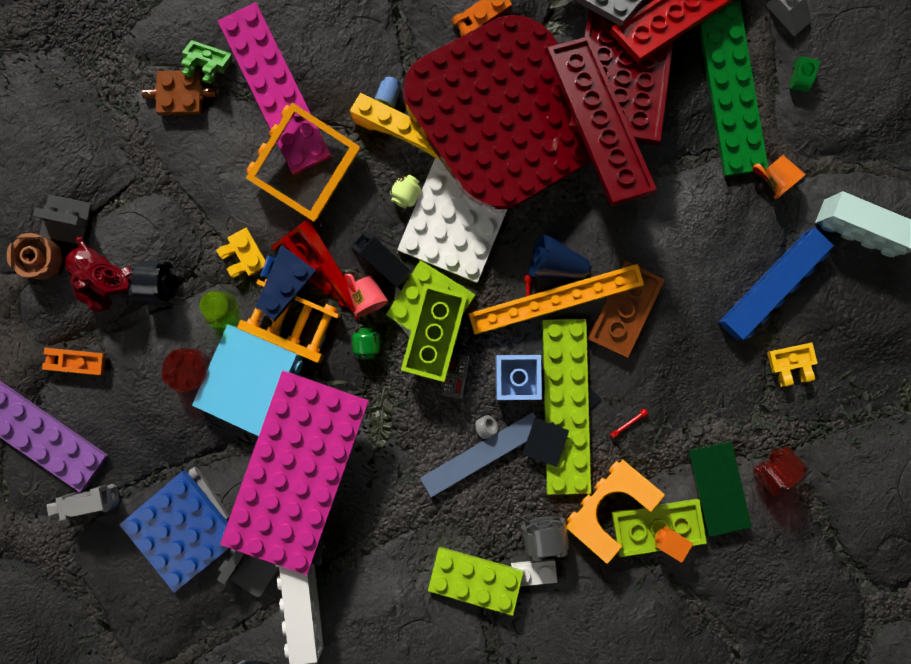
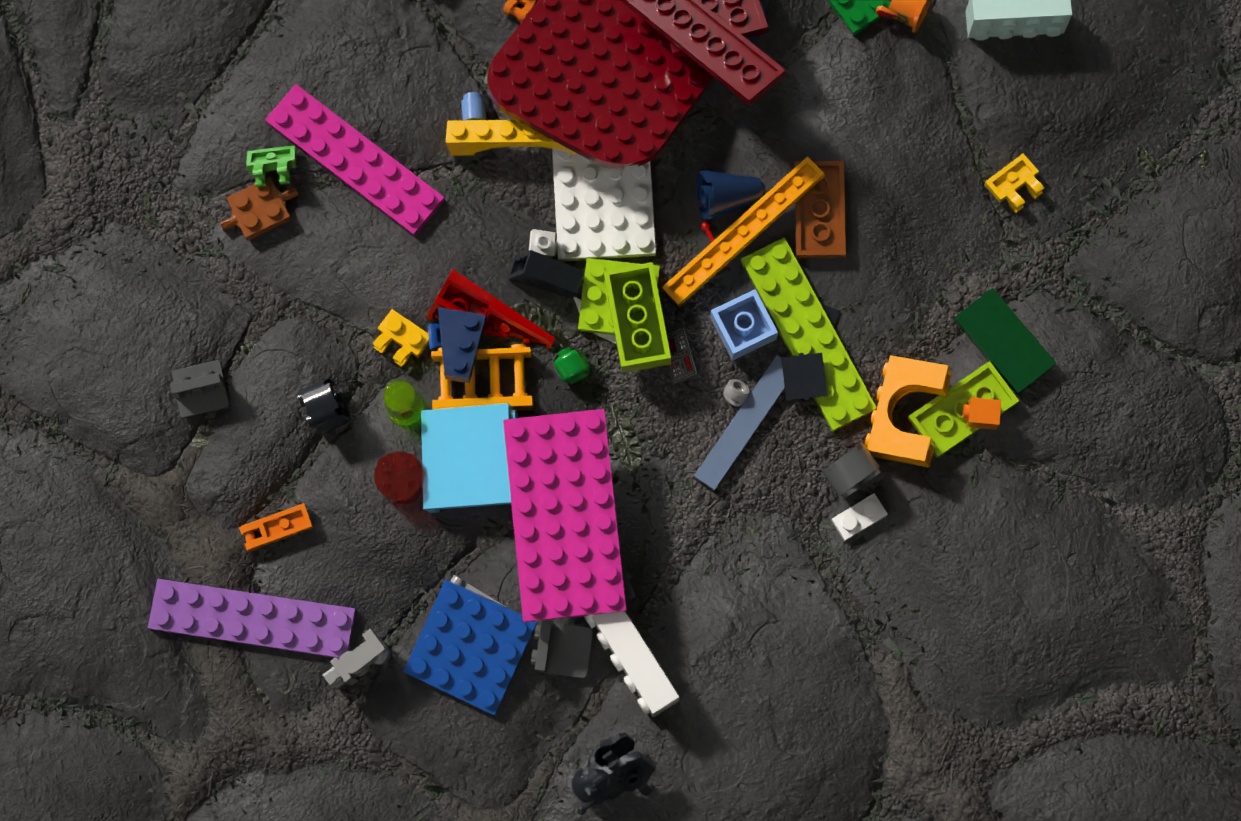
camera: 15 degrees left, 10 degrees down
(34, 256) = (175, 435): nougat brick -> none
(96, 277) = (268, 420): dark red helmet -> none
(266, 149) = (379, 219): light orange window -> none
(365, 294) = (548, 317): coral hat -> none
(388, 233) = (543, 242): none -> white bracket
(405, 191) = (538, 197): yellowish green head -> none
(476, 580) = (802, 551): lime plate -> none
(643, 413) = (890, 305): red hinge -> none
(776, 284) = (957, 115): blue brick -> none
(781, 470) = (1054, 291): clear red brick -> none

